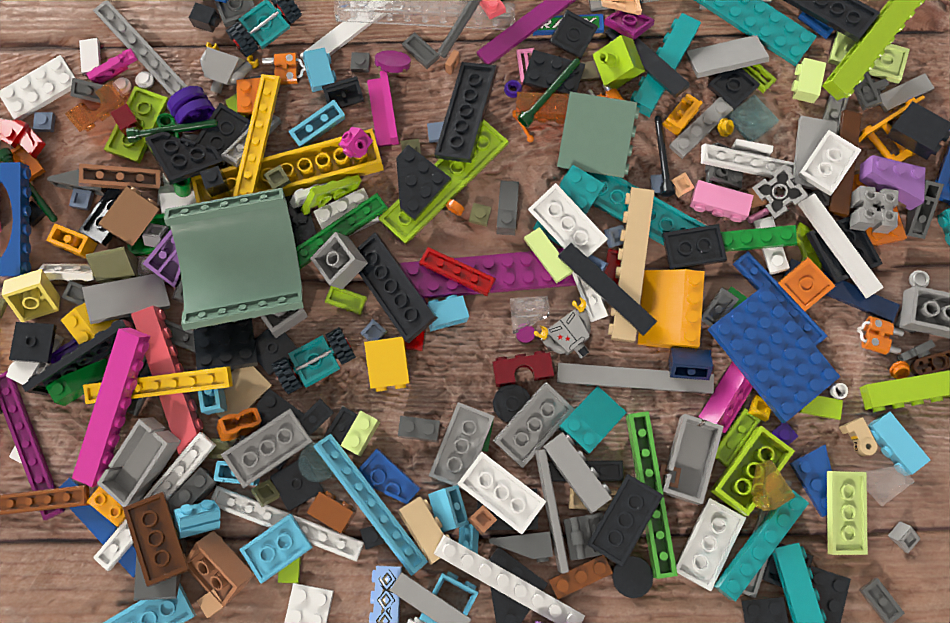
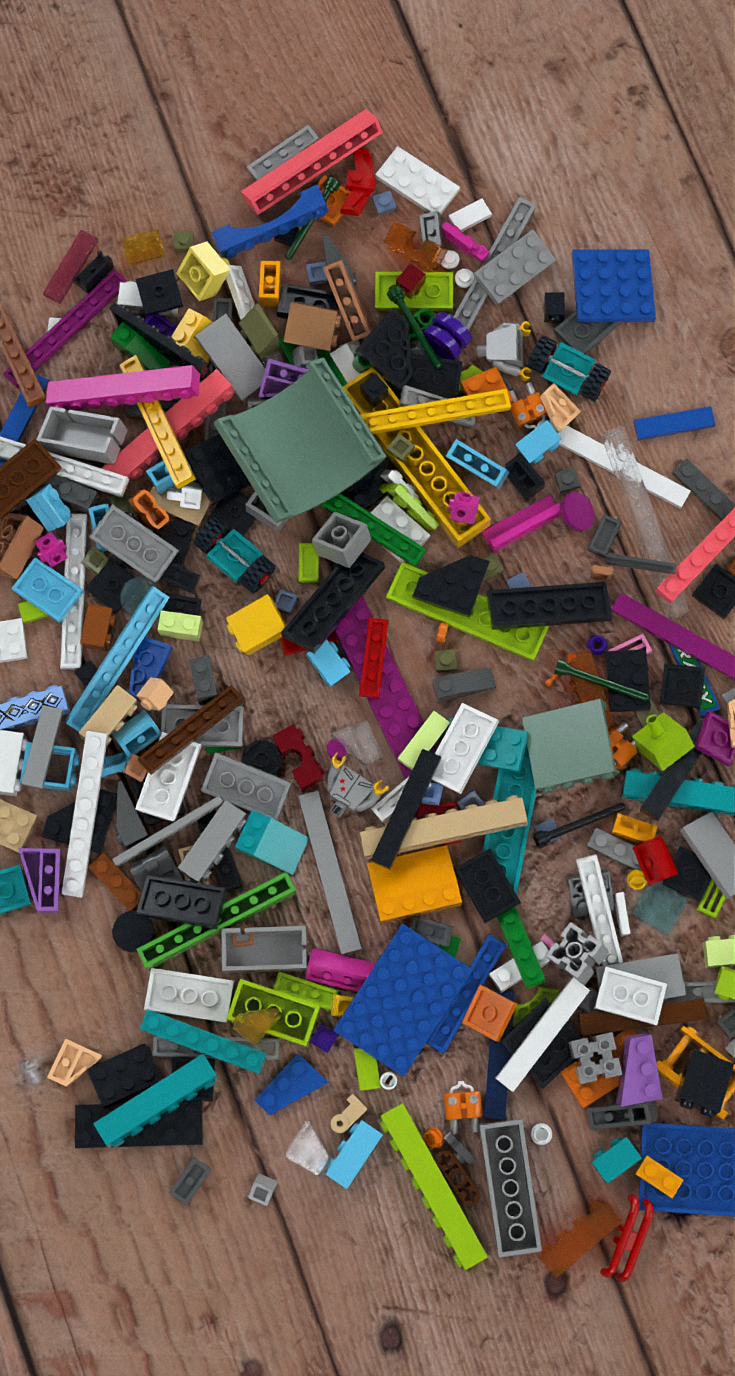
camera: 70 degrees right, 0 degrees up
(107, 506) = (33, 424): light orange brick -> none
(154, 35) = (514, 267): none -> light grey plate
(242, 530) = (51, 549): none -> dark pink brick
(243, 383) = (189, 496): none -> white plate
(294, 43) = (559, 407): none -> light nougat wing
(418, 478) = (154, 694): none -> light nougat brick
(465, 457) = (191, 729): none -> reddish brown tile
(682, 184) = (554, 853): light nougat tile -> none
(690, 363) = (362, 919): dark blue brick -> none
(717, 105) = (655, 860): none -> red panel
(721, 201) = (549, 899): bright pink brick -> none
(847, 513) = (265, 1120): yellowish green plate -> none

